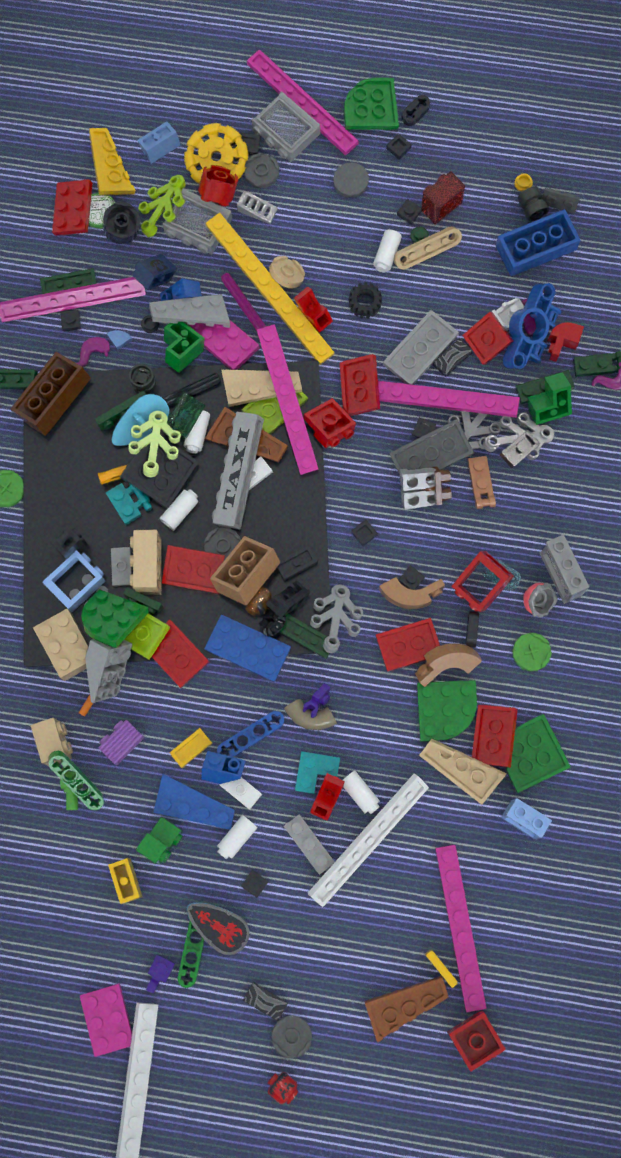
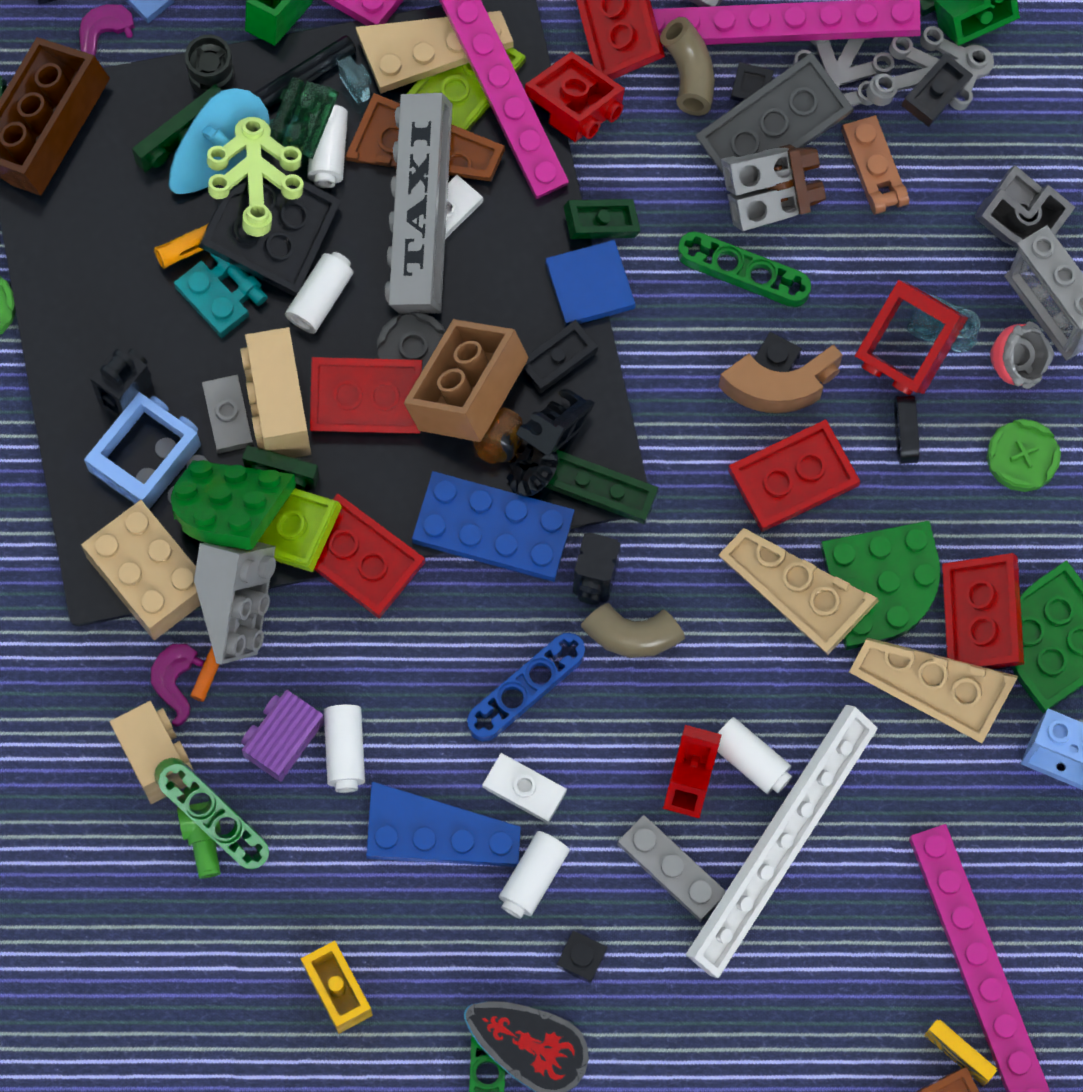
camera: 15 degrees left, 5 degrees down
(67, 699) = (164, 673): none -> magenta piece
(151, 754) = (344, 747): none -> white brick
(159, 841) = (389, 903): green brick -> none
(190, 748) = (416, 727): yellow tile -> none
(217, 397) = (355, 79): none -> clear light blue plate
(221, 768) = (484, 751): blue slope -> none
(296, 680) = (596, 568): none -> black brick
(311, 766) = (650, 725): teal plate -> none
(319, 698) = (645, 595): dark purple plate -> none
(320, 525) = (590, 283): none -> blue tile
(332, 491) = (601, 218): none -> dark green plate
(336, 614) = (650, 406): light grey plant -> none
(364, 532) = (674, 286): black plate -> none
(395, 415) = (693, 65): none -> dark tan cylinder
(404, 526) = (741, 274): none -> green beam
(404, 712) = (807, 596): none -> tan wing
(447, 657) = (867, 484): medium nougat arch -> none
(554, 520) = (1022, 207): none -> flat silver brick

